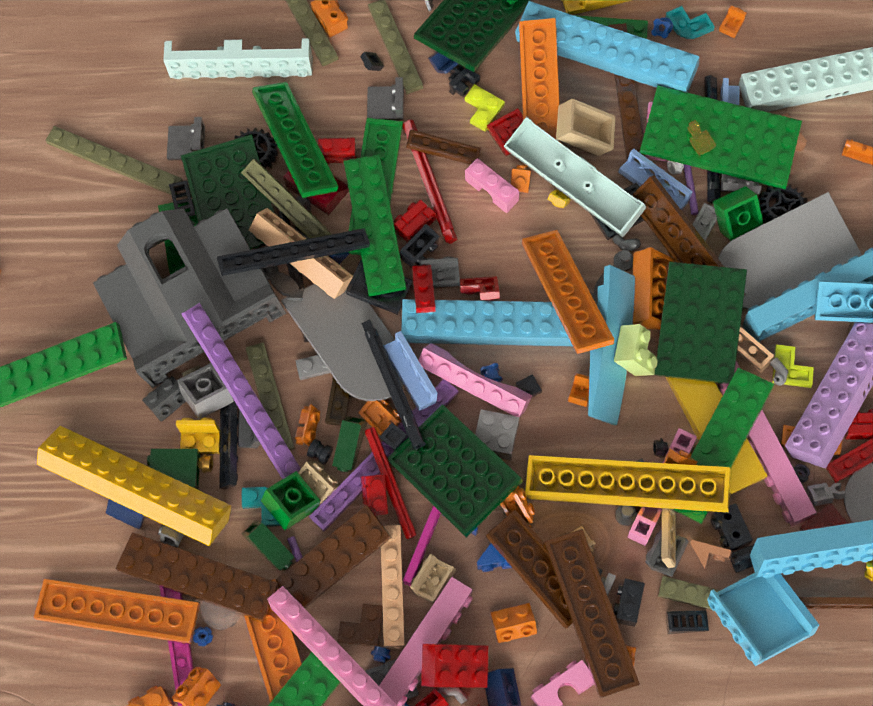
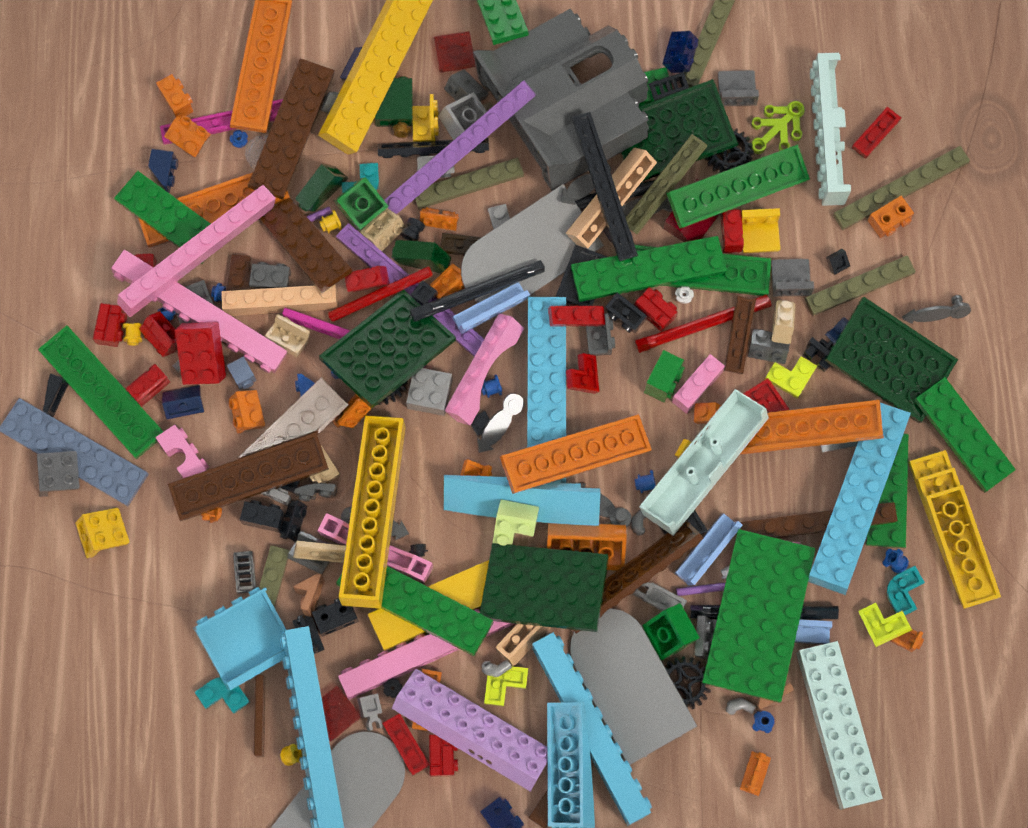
camera: 85 degrees right, 5 degrees up
(120, 410) = (454, 51): none -> clear red plate
(144, 189) = (680, 51): none -> clear blue brick
(228, 106) = (779, 124): none -> lime plant
(242, 23) = (876, 132): none -> red plate
(307, 535) = (330, 222): none -> yellow brick
(338, 123) = (761, 230): none -> yellow bracket
(367, 597) = (269, 276): none -> dark grey bracket
(399, 201) = (684, 299): none -> white plate
(433, 107) = (783, 322): none -> tan brick
(454, 123) = (765, 349): none -> dark grey bracket
(473, 627) = (242, 373): none -> sand blue brick
(486, 212) = (664, 375): none -> green brick
(512, 354) = (500, 422): none -> brick
(585, 127) = (763, 474): tan piece -> none
(590, 234) = (645, 482): none -> blue brick
(602, 557) = (309, 492): none -> dark grey slope
(624, 569) = (296, 512): none -> black hinge
(682, 457) = (396, 560): orange bracket -> none
(700, 141) = (748, 591): clear yellow plate -> none
(725, 43) = (883, 629): none -> neon yellow plate
(799, 163) = (738, 704): none -> light grey arm
(811, 649) = (216, 690): none -> teal plate
(814, 143) = (758, 724): none -> blue brick

